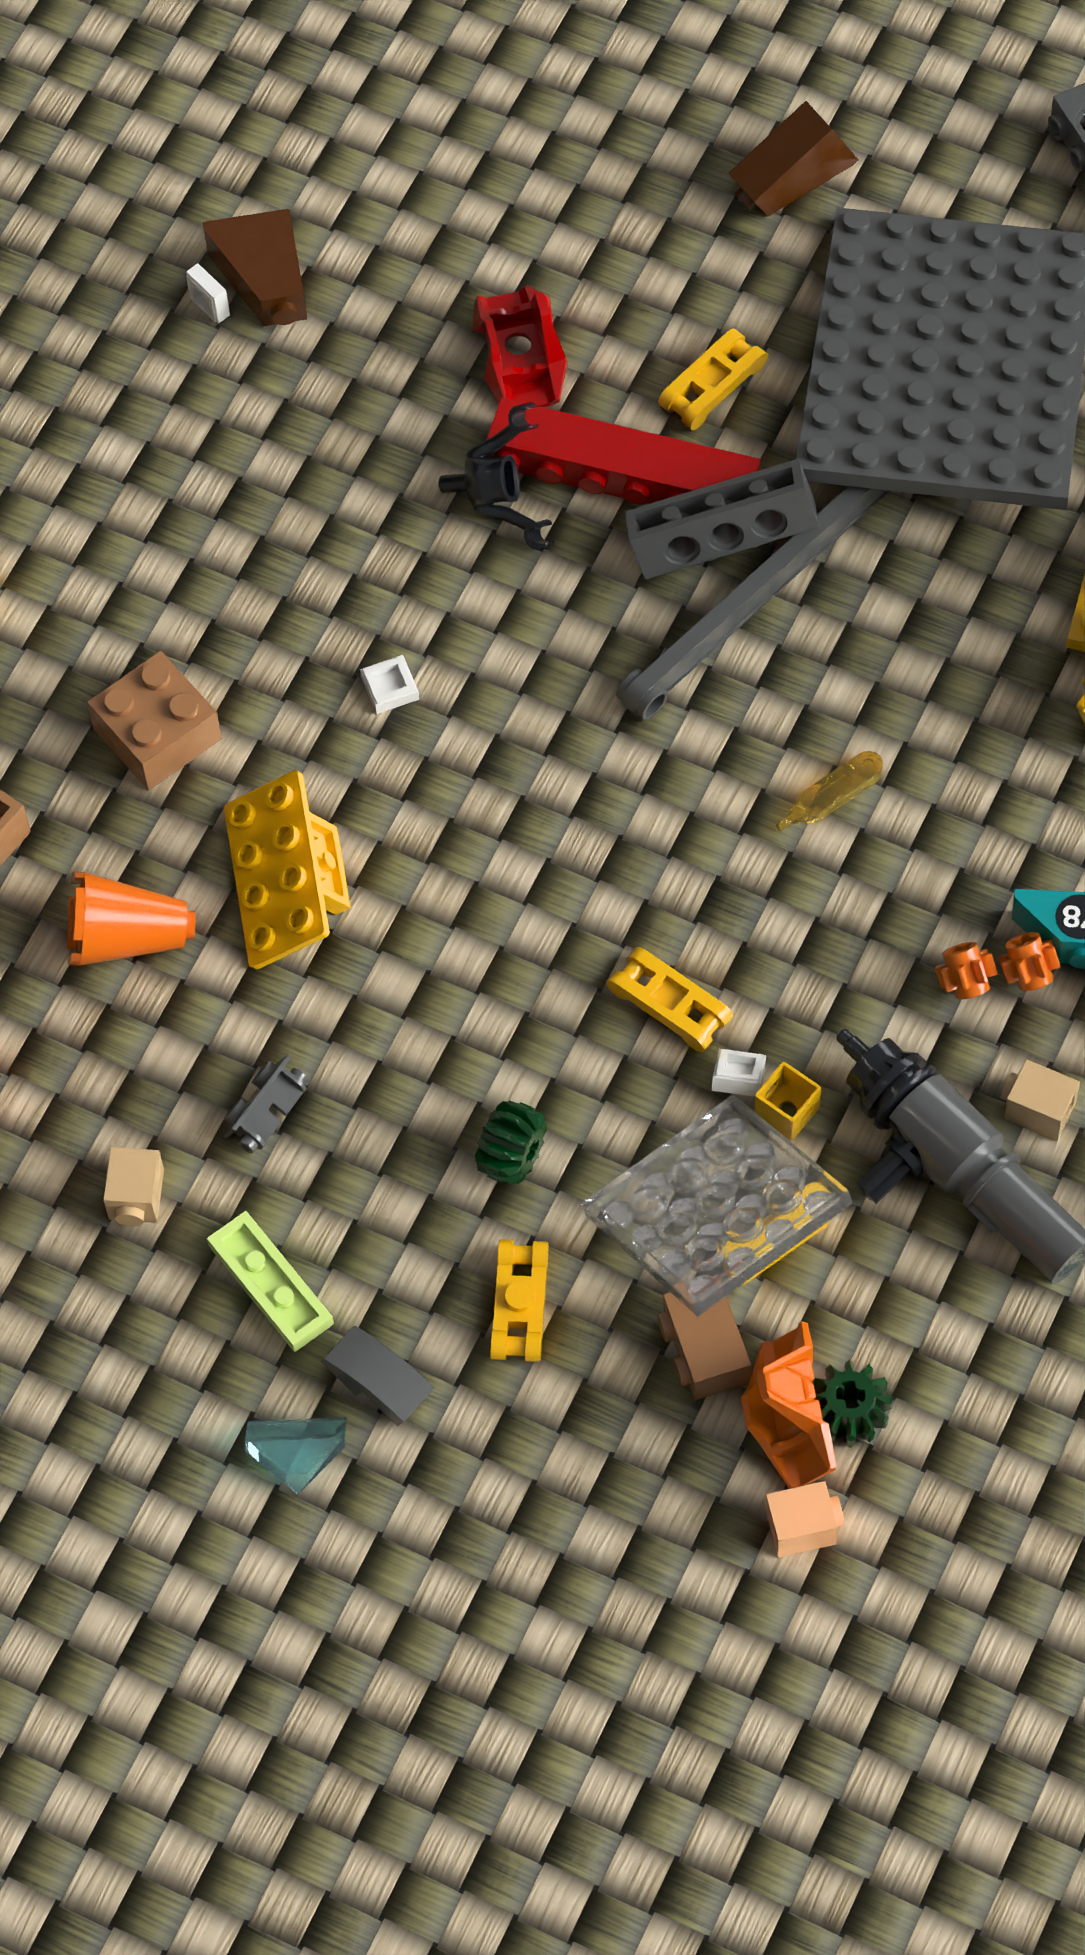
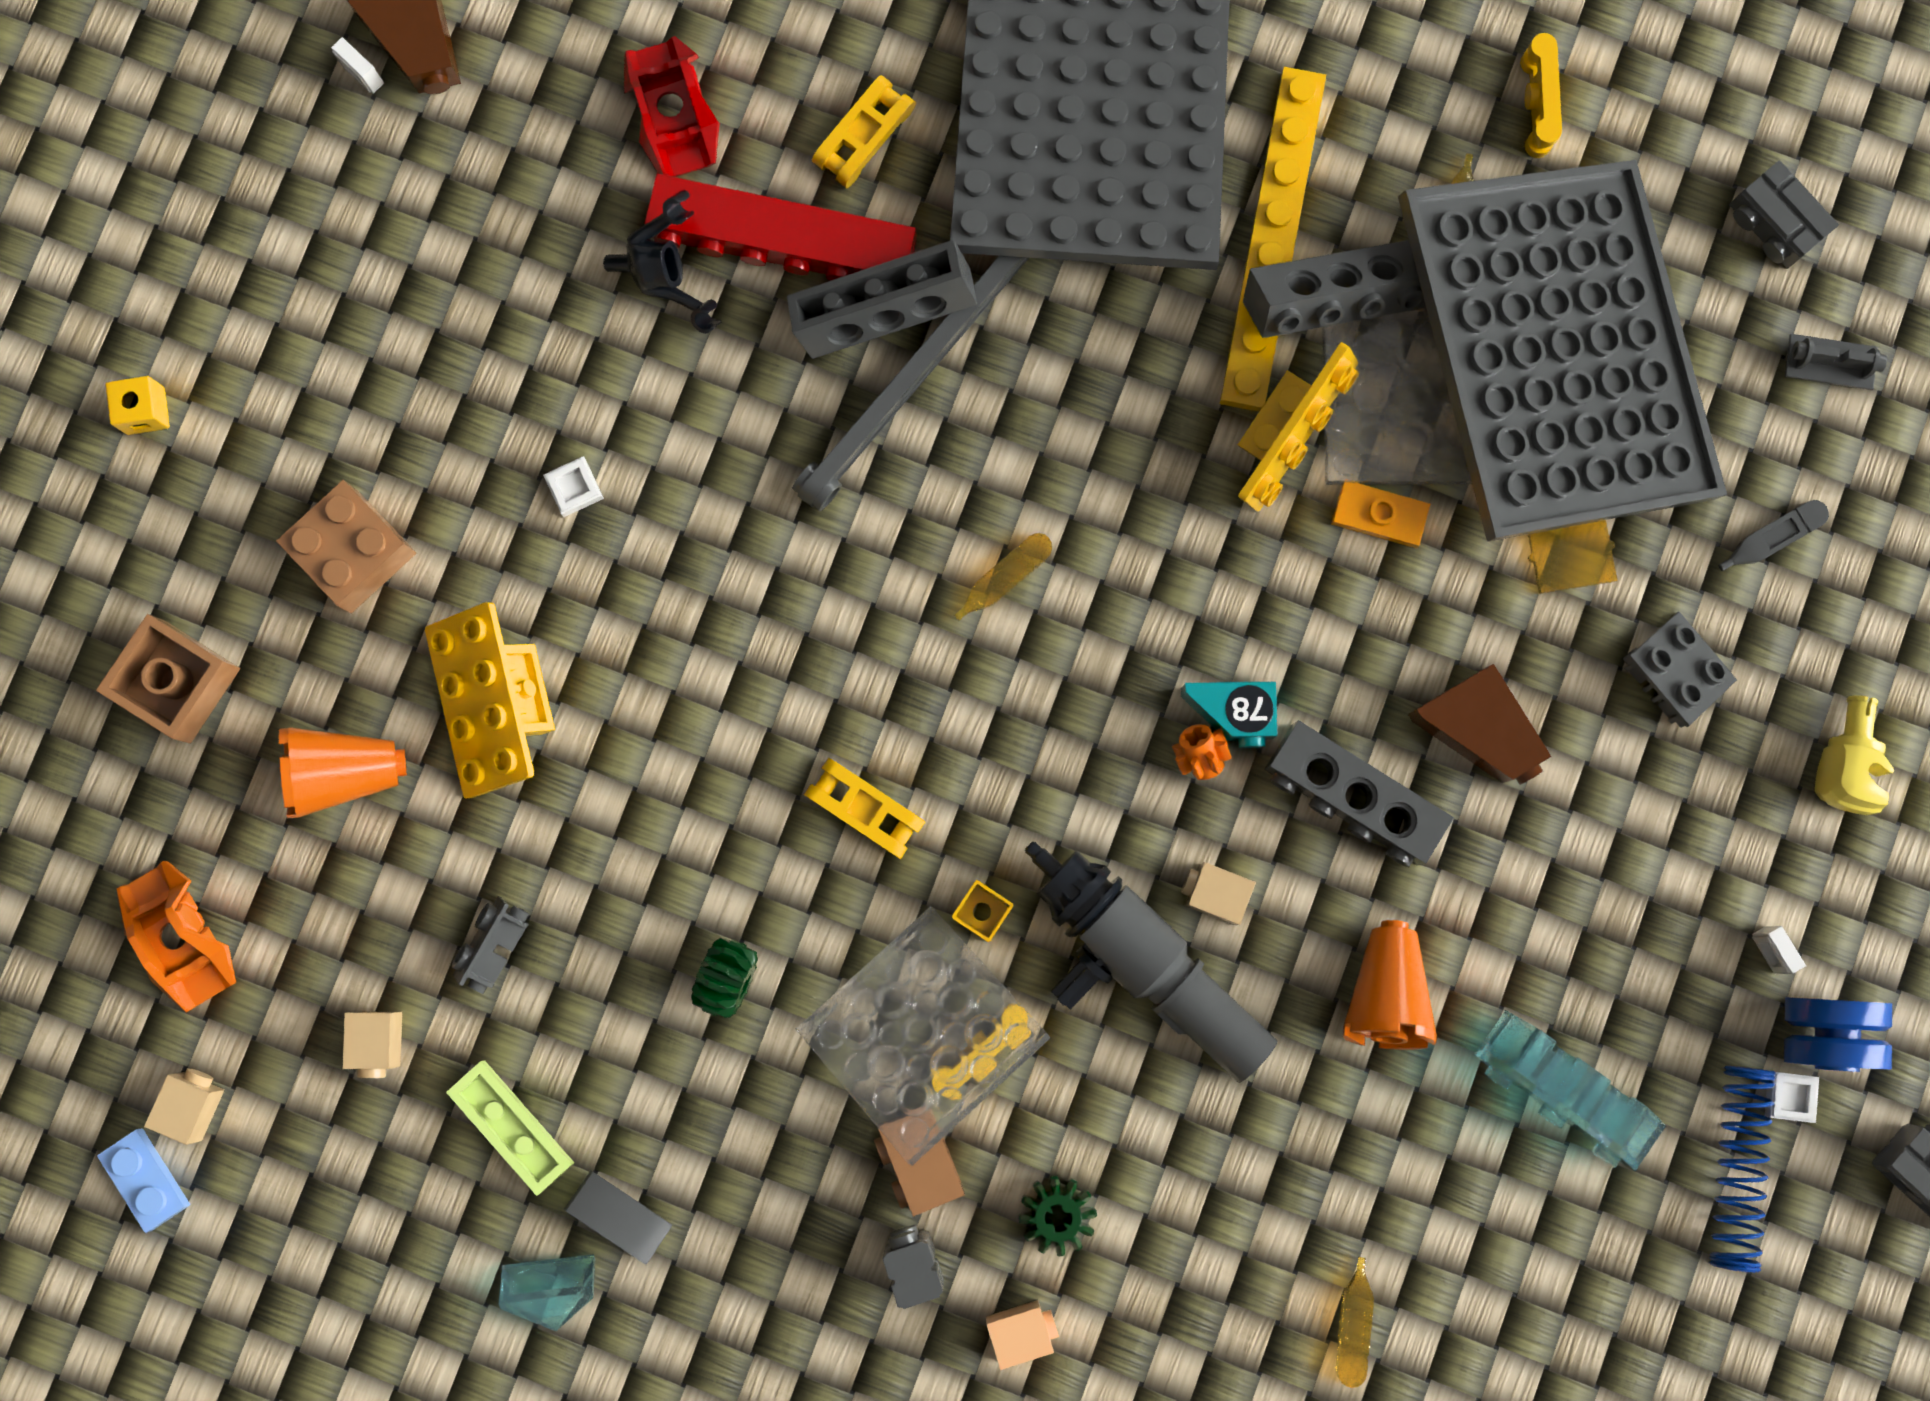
camera: 10 degrees left, 20 degrees up
(519, 1301) = (745, 1129): yellow plate -> none
(691, 1431) = (912, 1267): none -> dark grey brick
(738, 1072) = (934, 882): white tile -> none
(783, 1410) = (994, 1228): orange piece -> none
(966, 970) = (1142, 765): orange gear -> none

